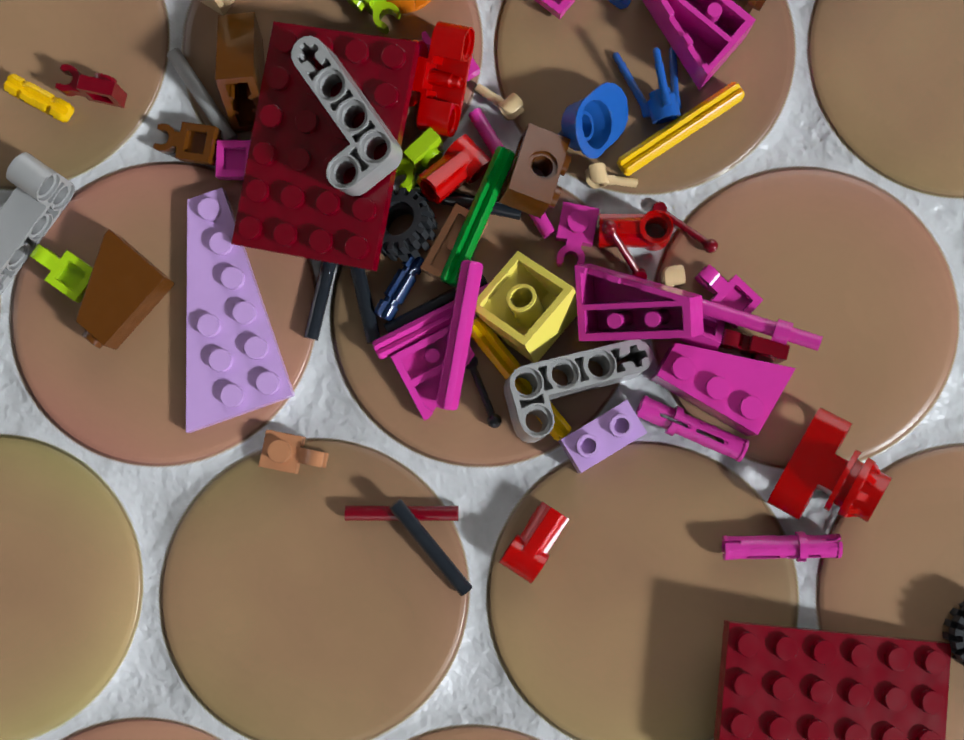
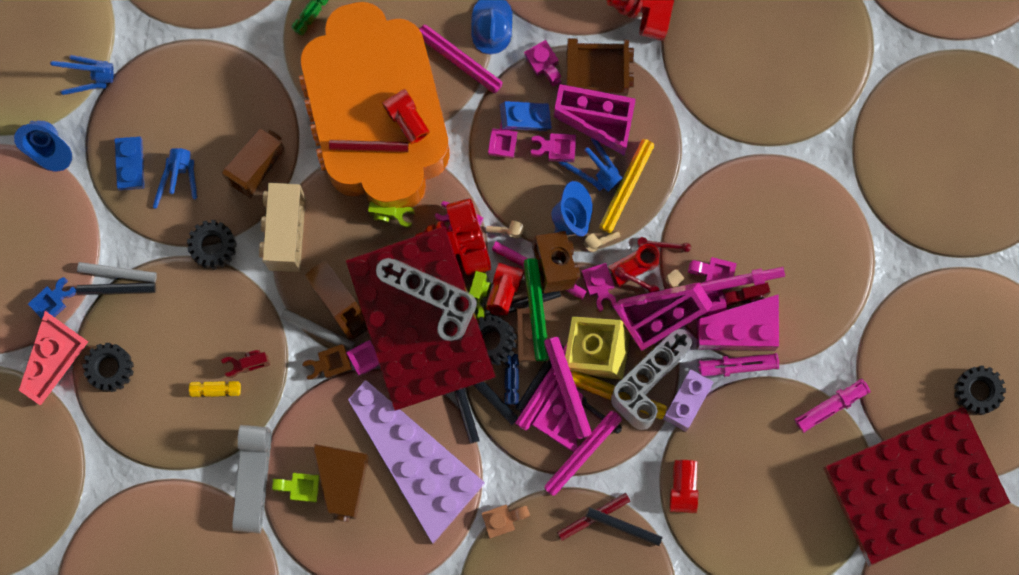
camera: 35 degrees left, 5 degrees down
(433, 427) = (582, 453): none -> dark pink axle
(622, 35) = (560, 147): none -> dark pink plate
(814, 466) = (824, 345): red beam -> none

